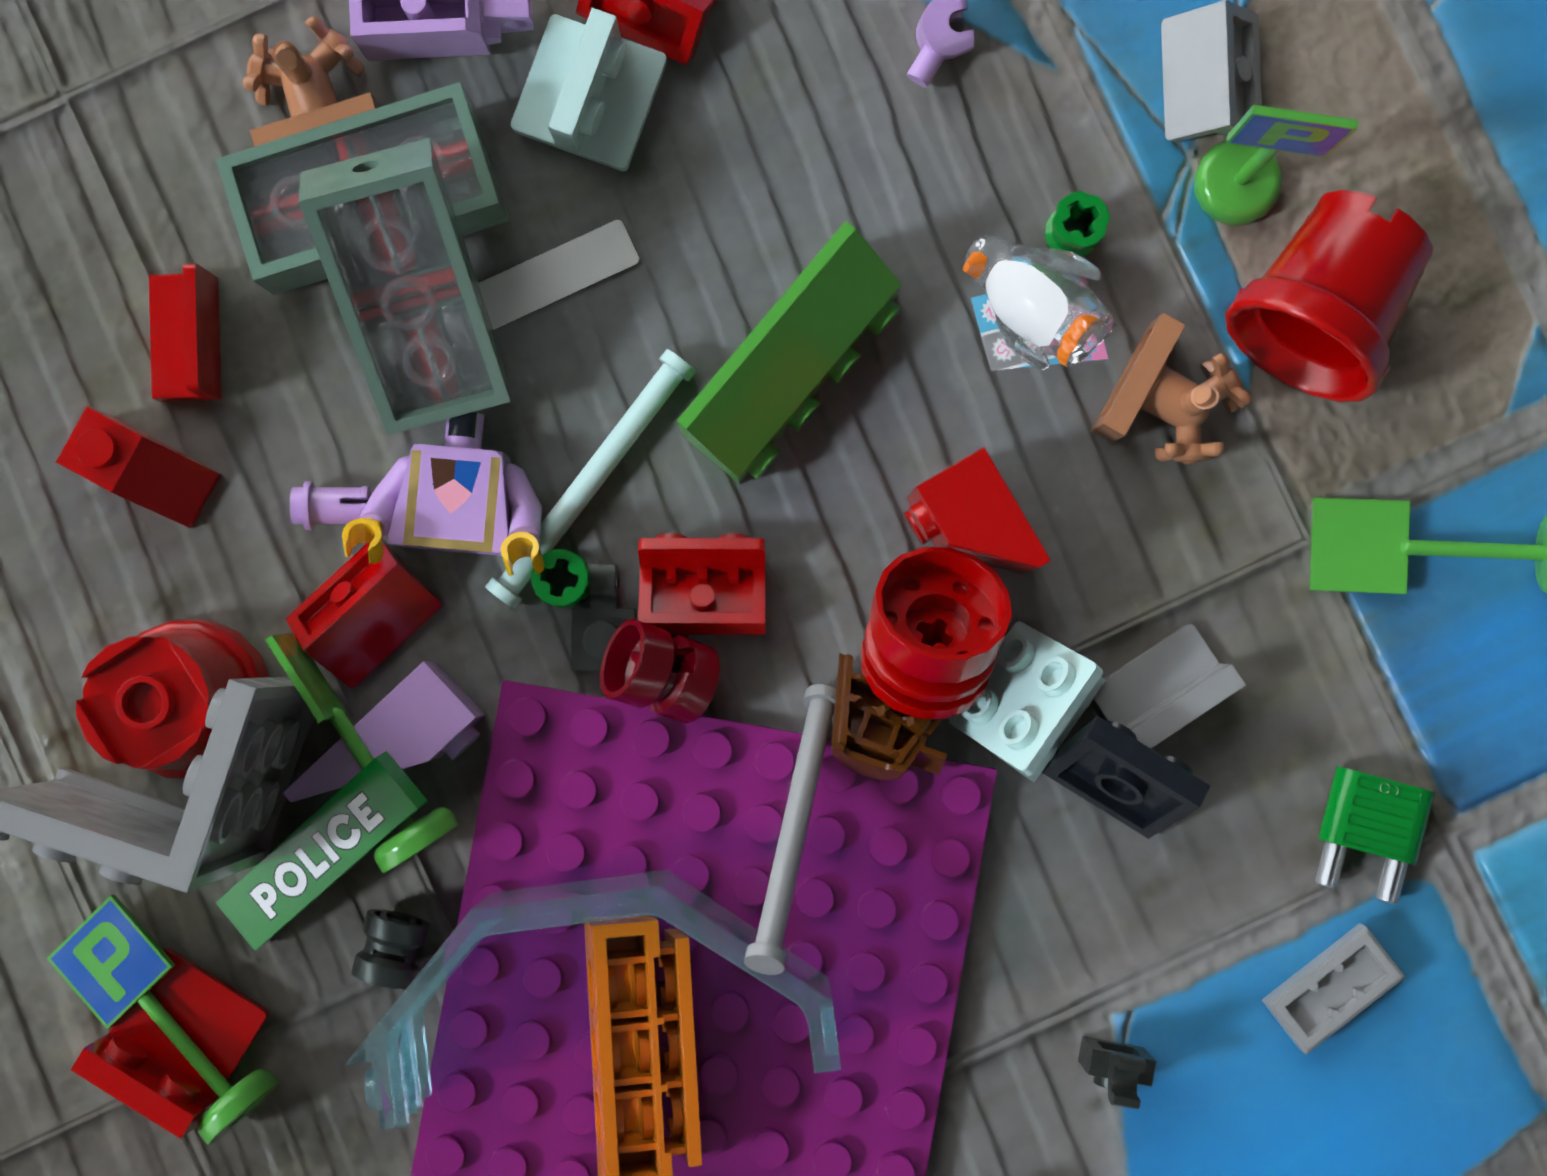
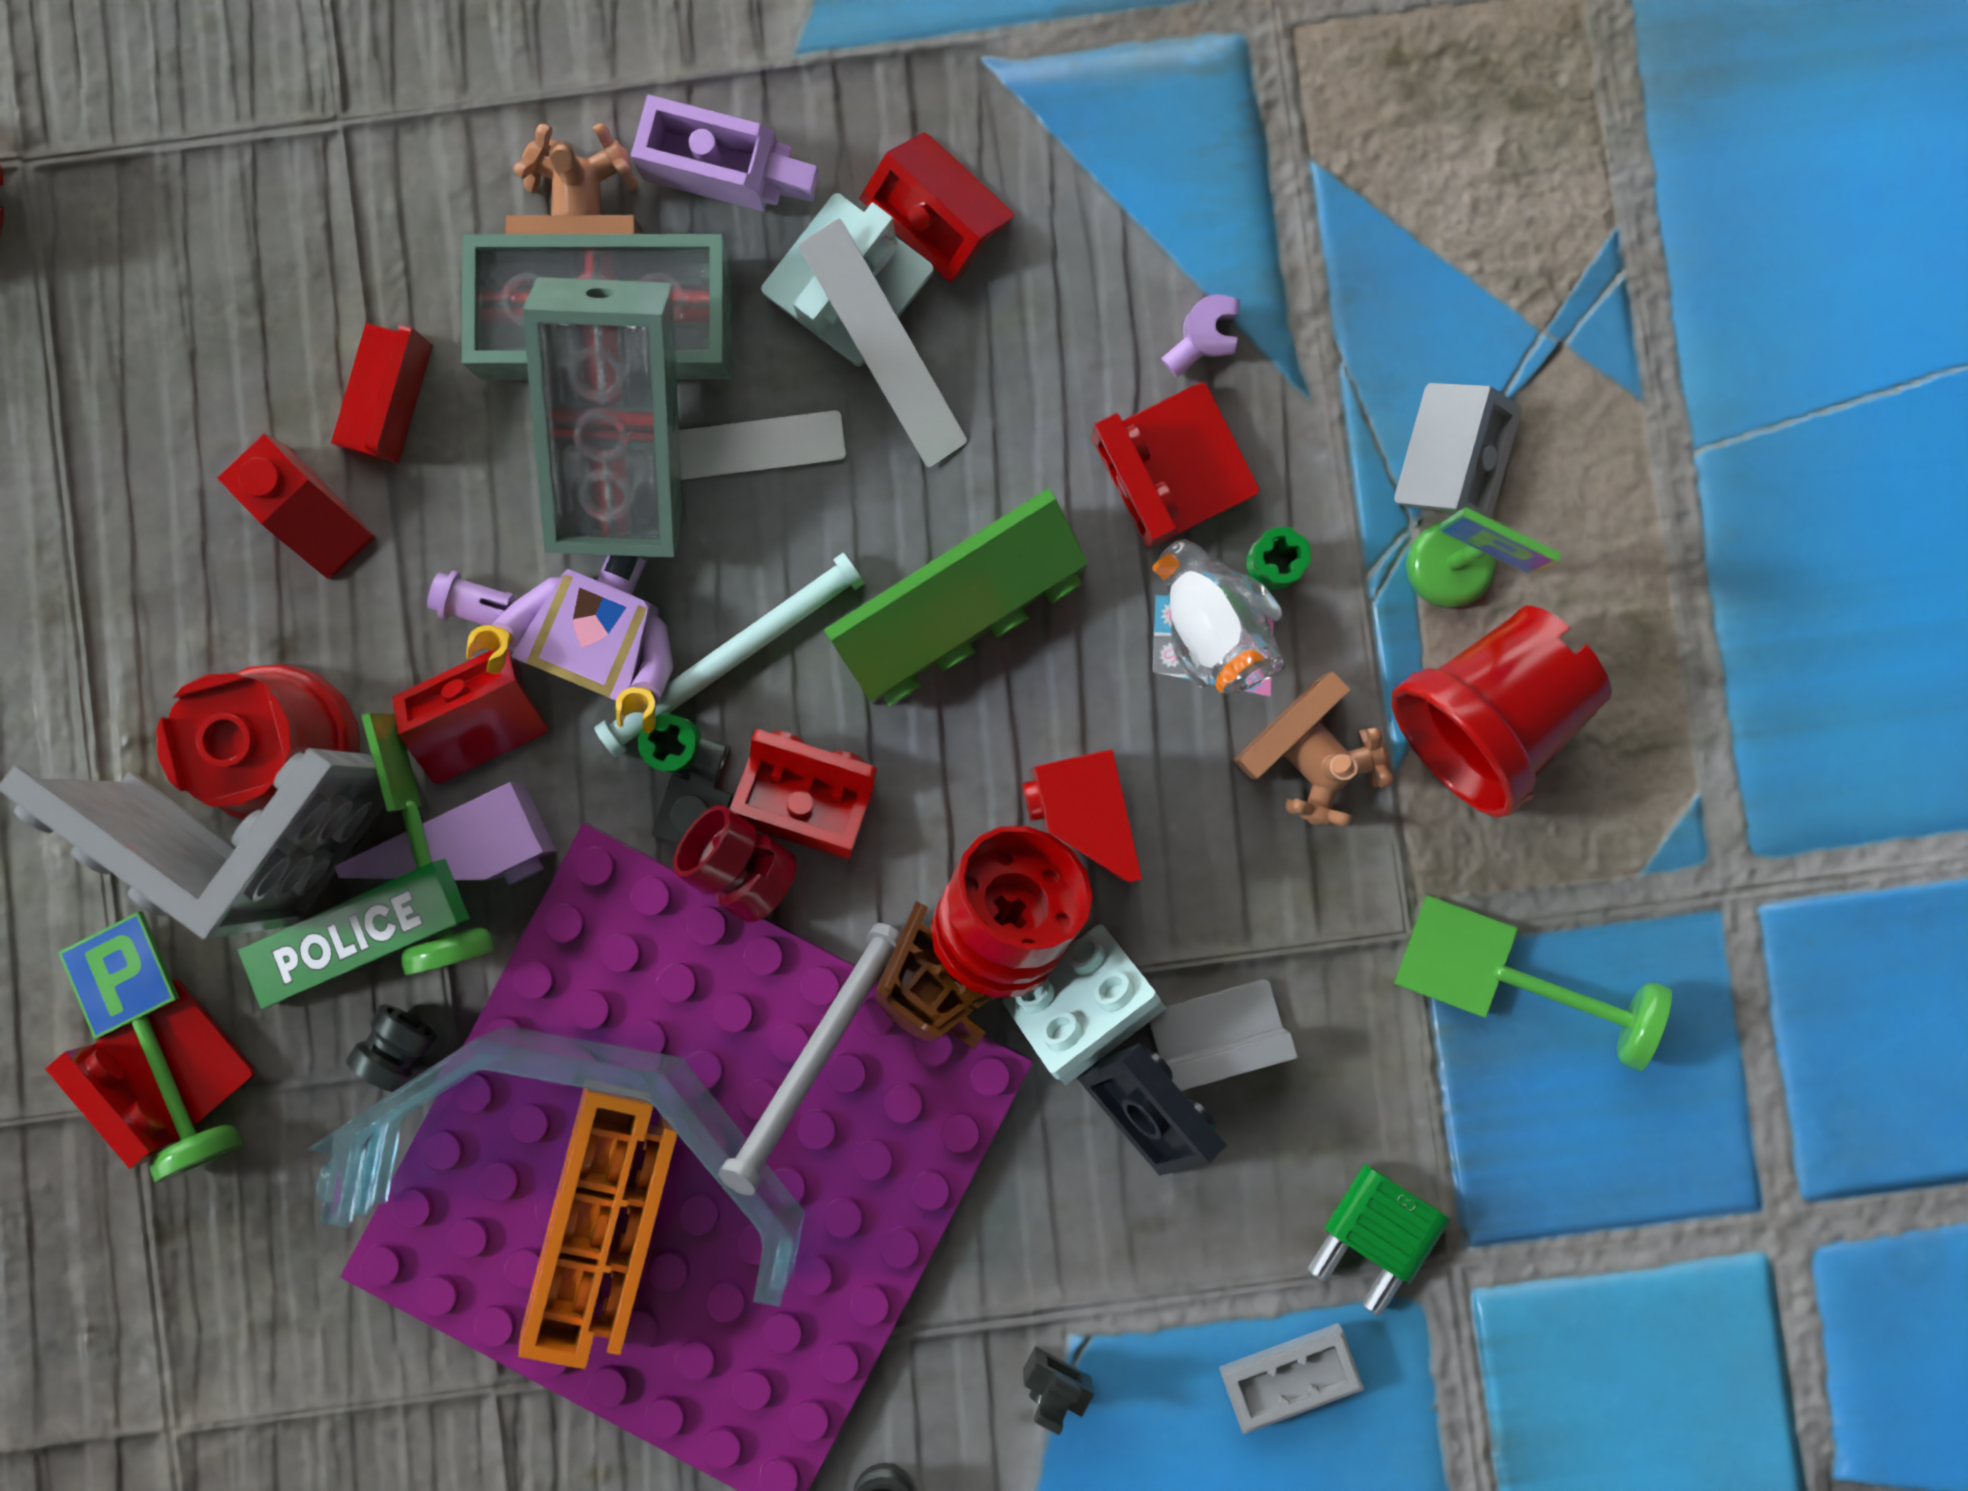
camera: 15 degrees right, 0 degrees up
(642, 137) = (882, 342): none -> white sticker
(950, 169) = (1174, 464): none -> red bracket

